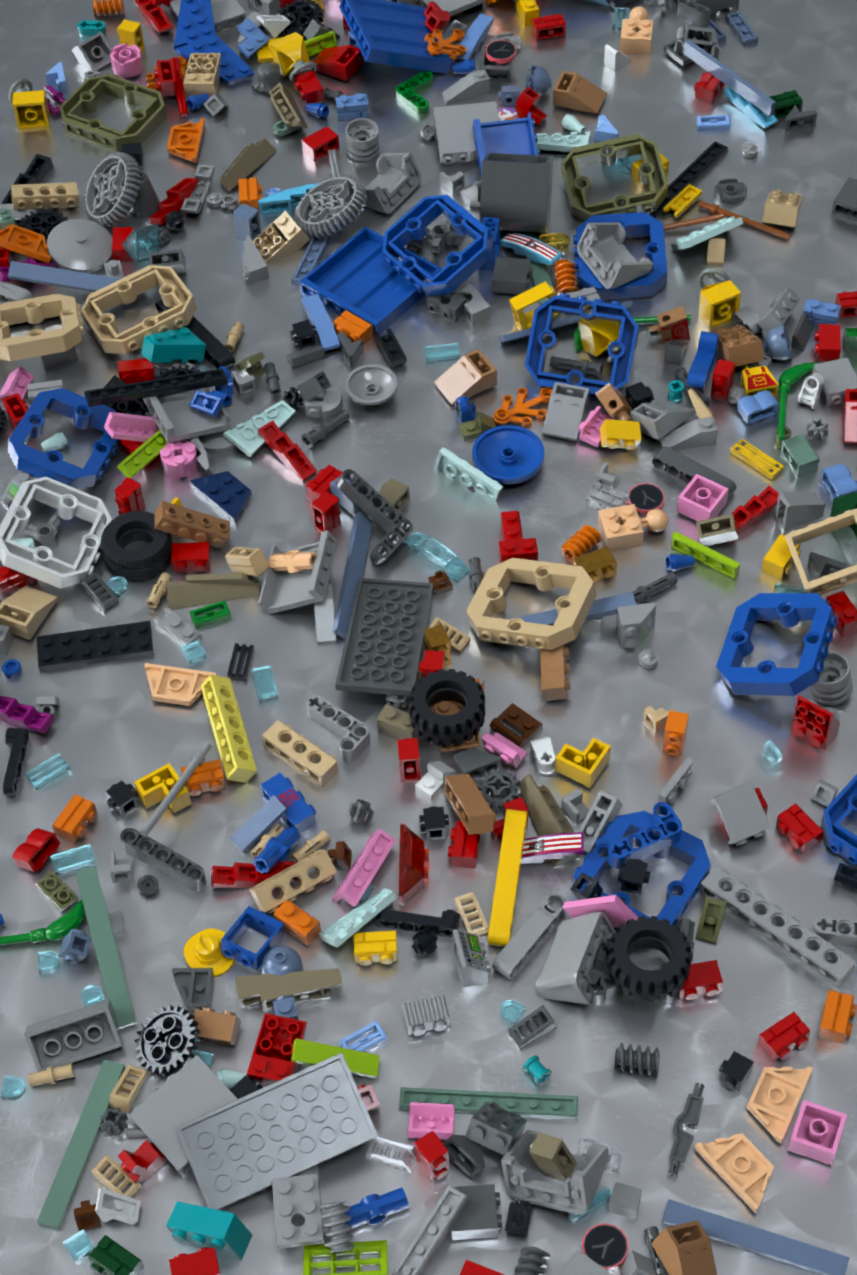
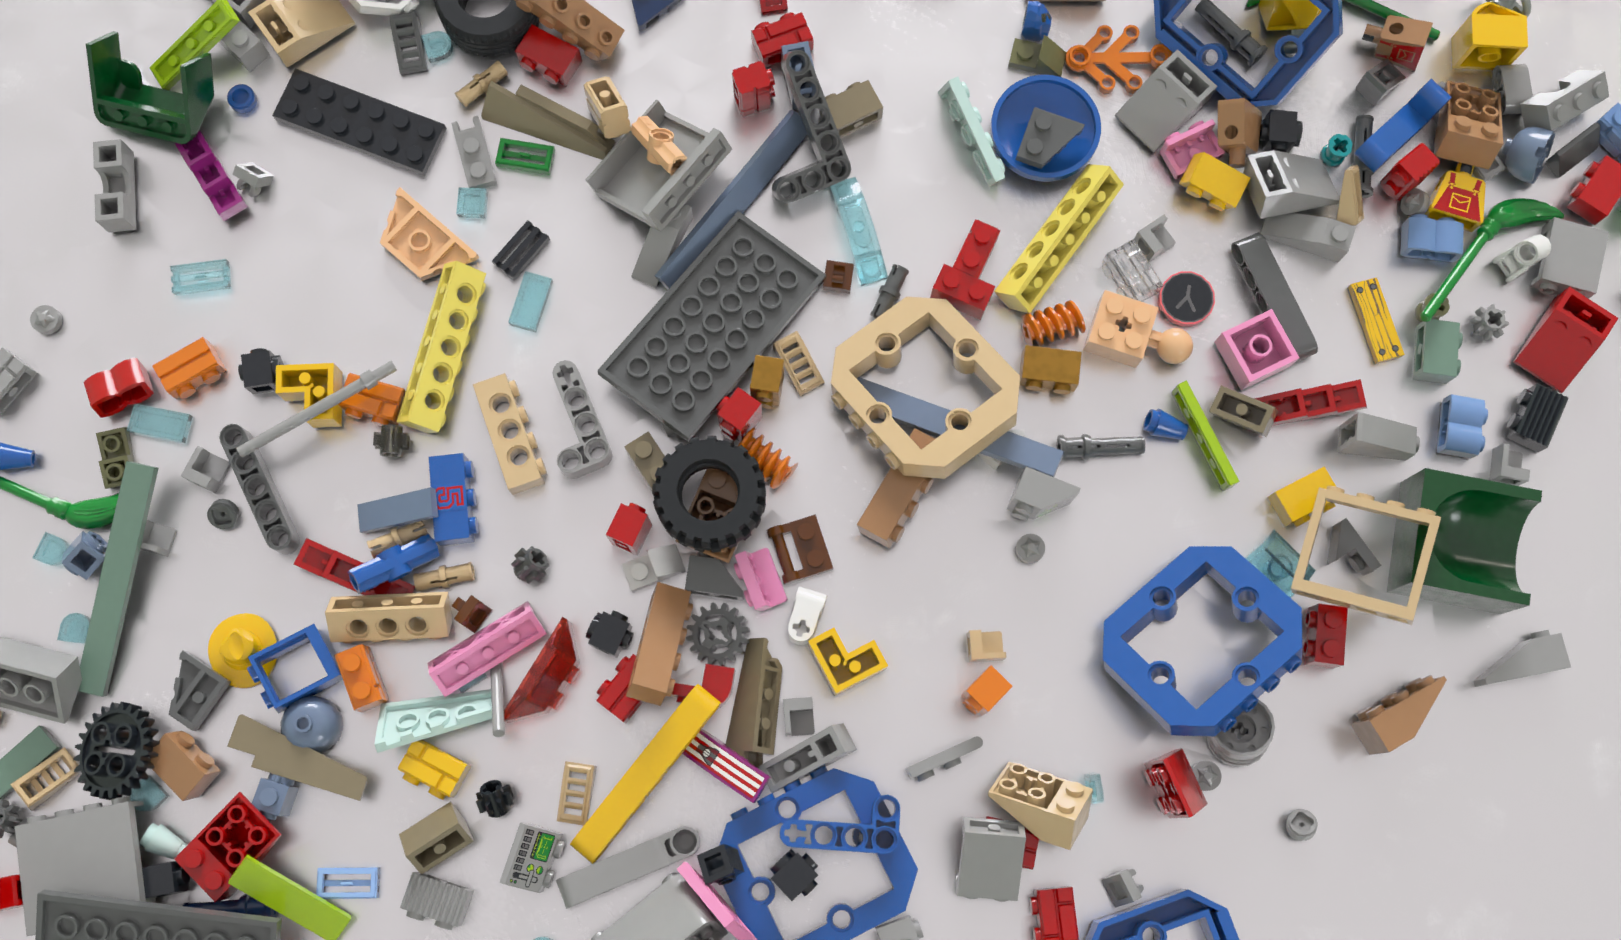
camera: 25 degrees right, 25 degrees up
(19, 740) = (189, 215): black beam -> none
(229, 792) = (391, 440): none -> clear smoke gear
(391, 885) = (497, 701): none -> light grey bar
(403, 979) = (435, 838): none -> dark tan brick
(413, 922) = (538, 789): black beam -> none
(512, 455) = (1045, 137): none -> dark grey wing
(554, 501) = (1059, 238): none -> light yellow brick
(756, 769) = (1043, 803): none -> tan slope

